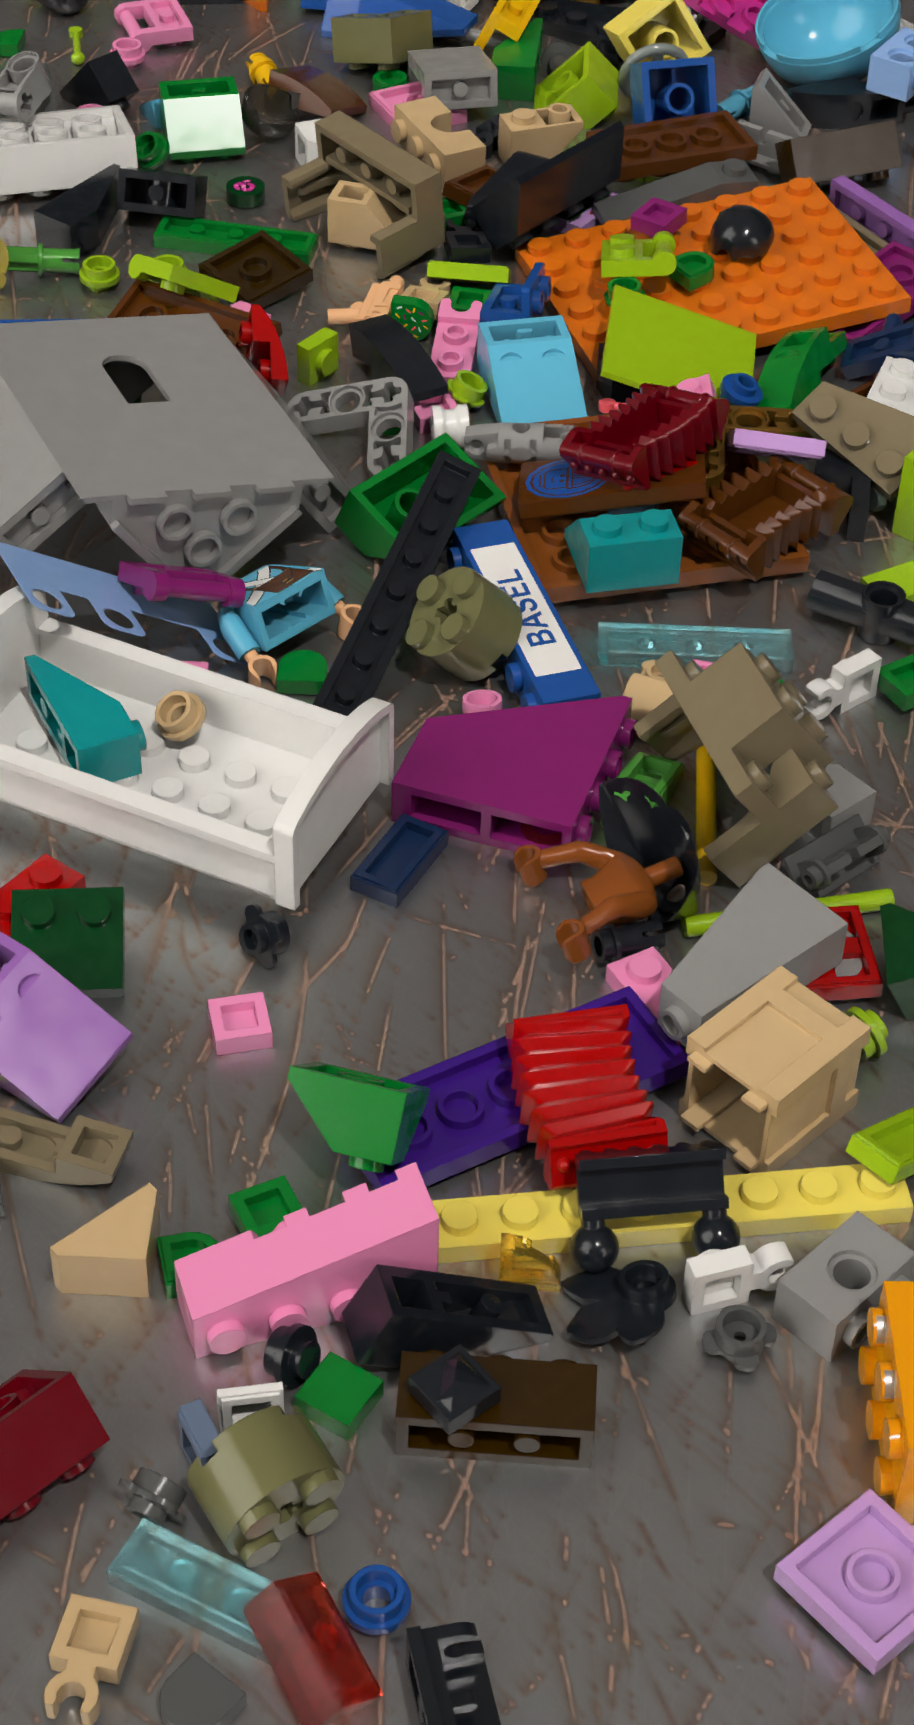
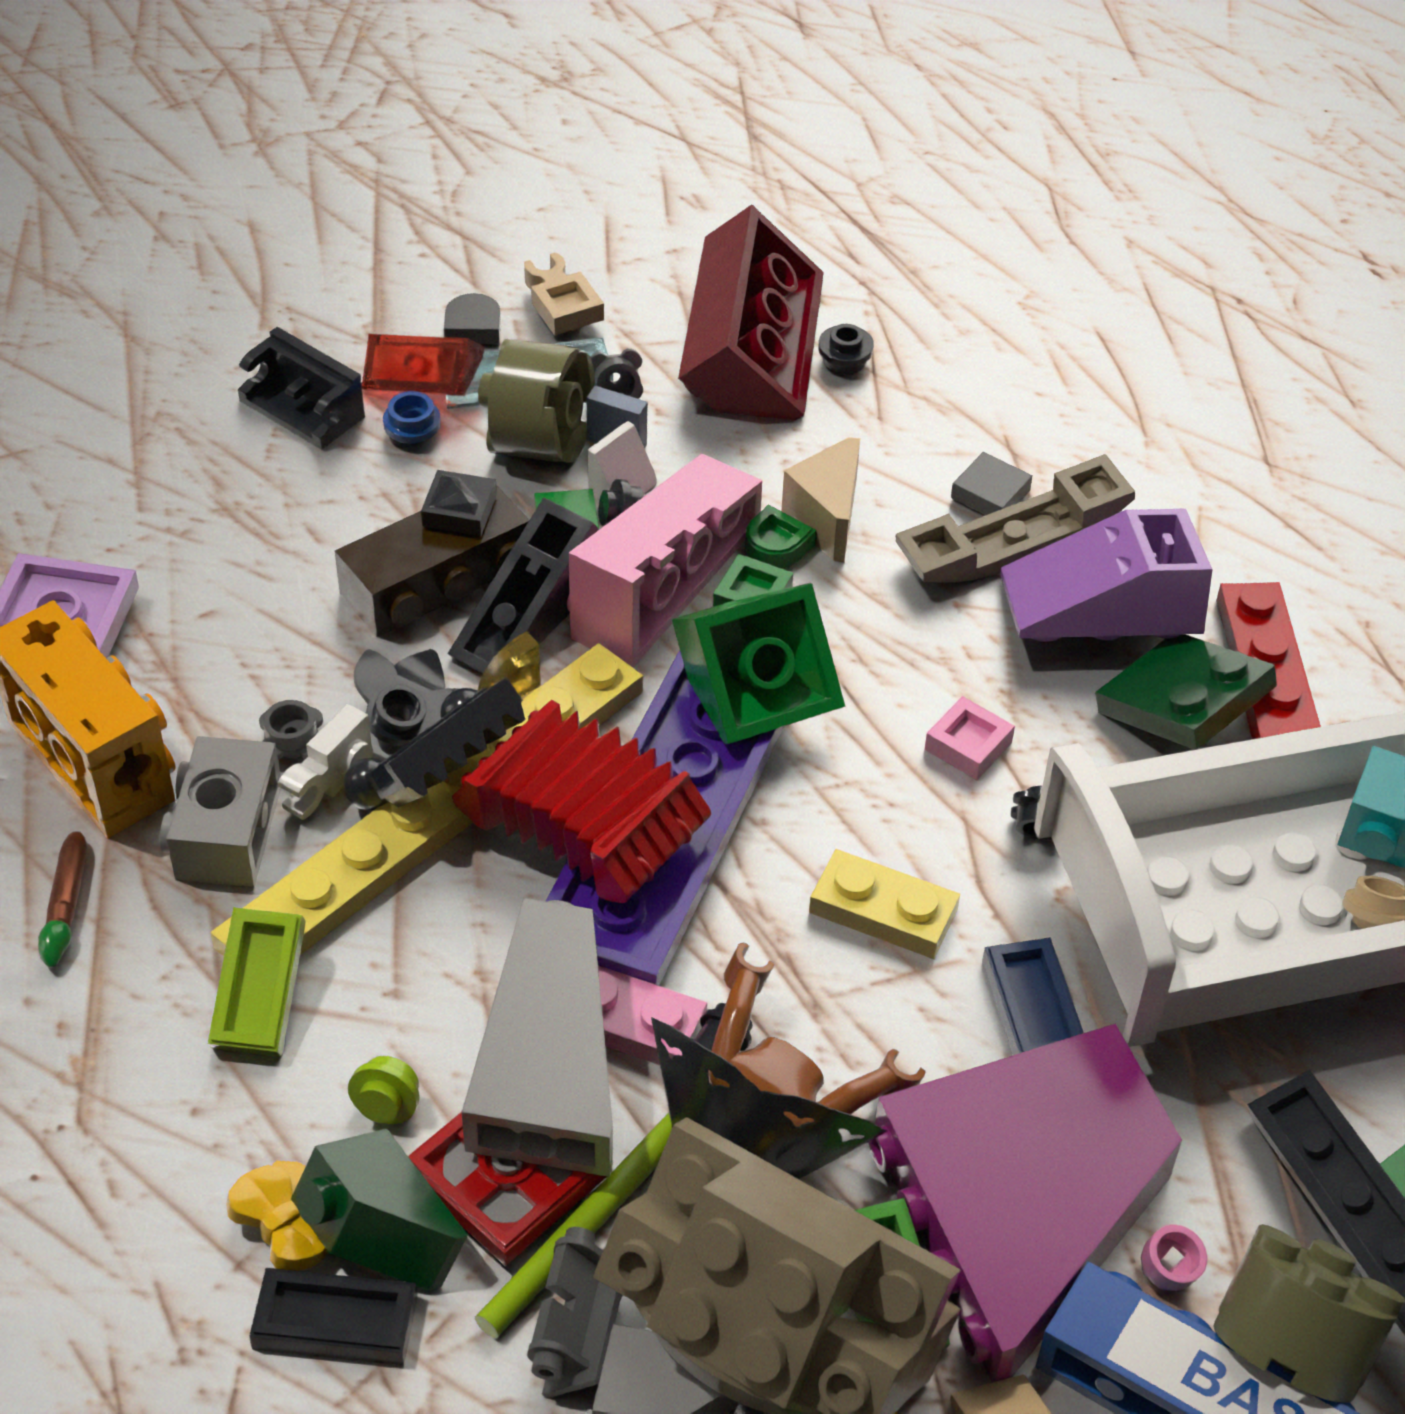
camera: 140 degrees right, 5 degrees up
(424, 963) = (884, 903): none -> light yellow plate
(772, 1071) = (425, 935): tan container -> none

